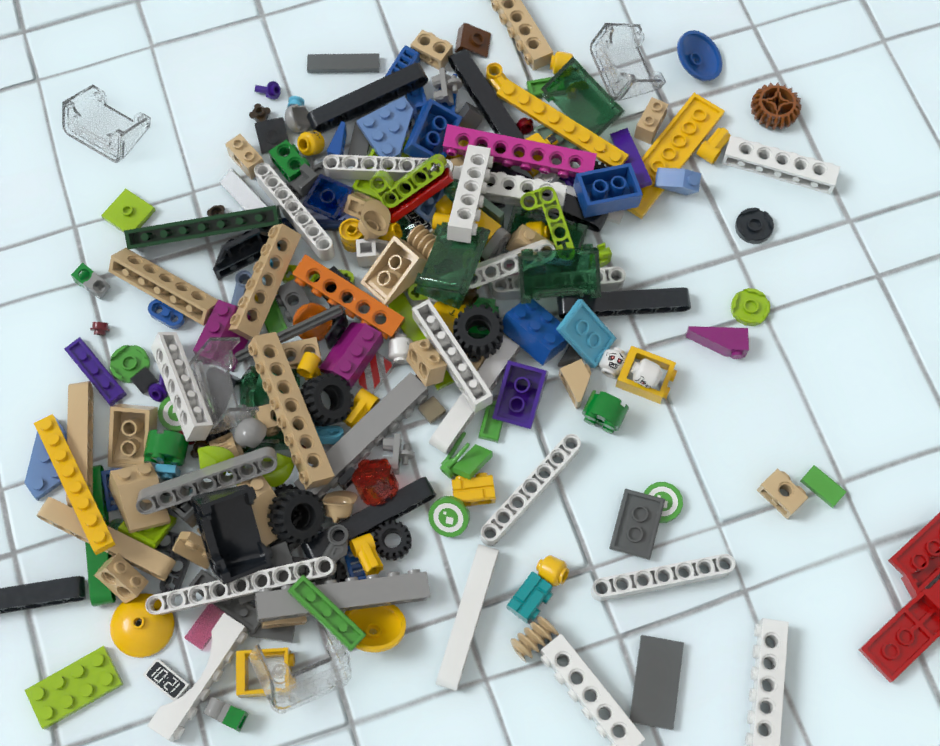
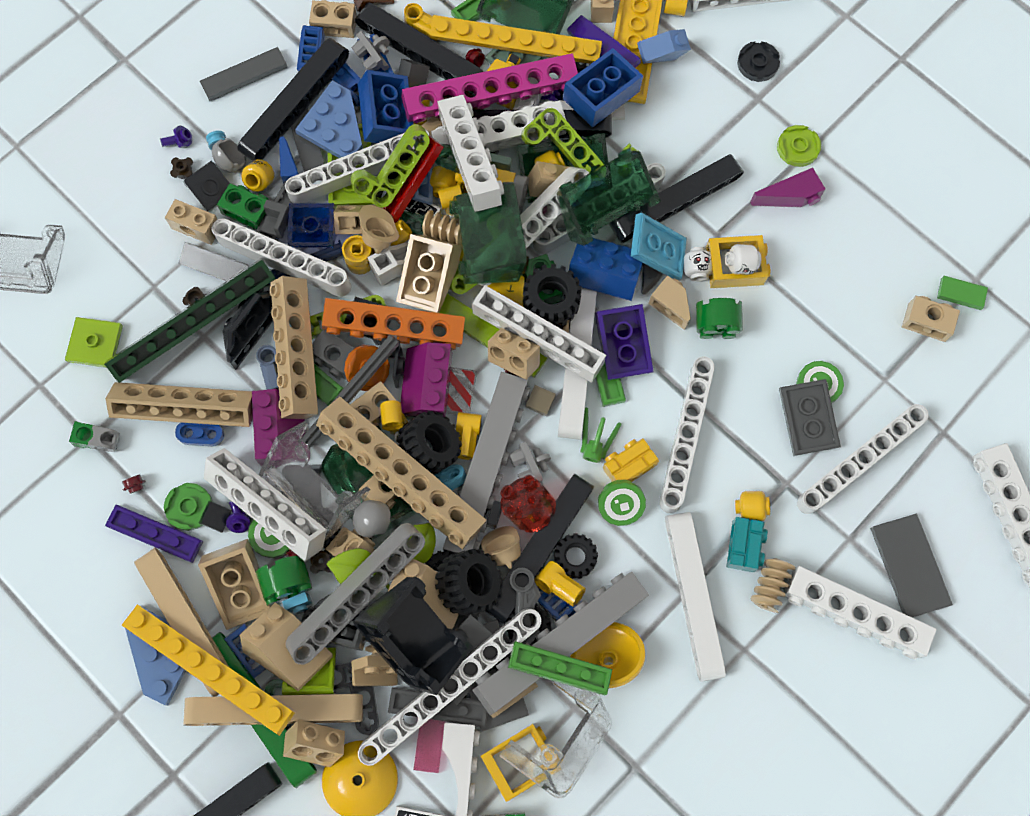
camera: 30 degrees left, 5 degrees up
(398, 348) = (474, 352): white head -> none
(472, 461) = (614, 434): bright green tile -> none

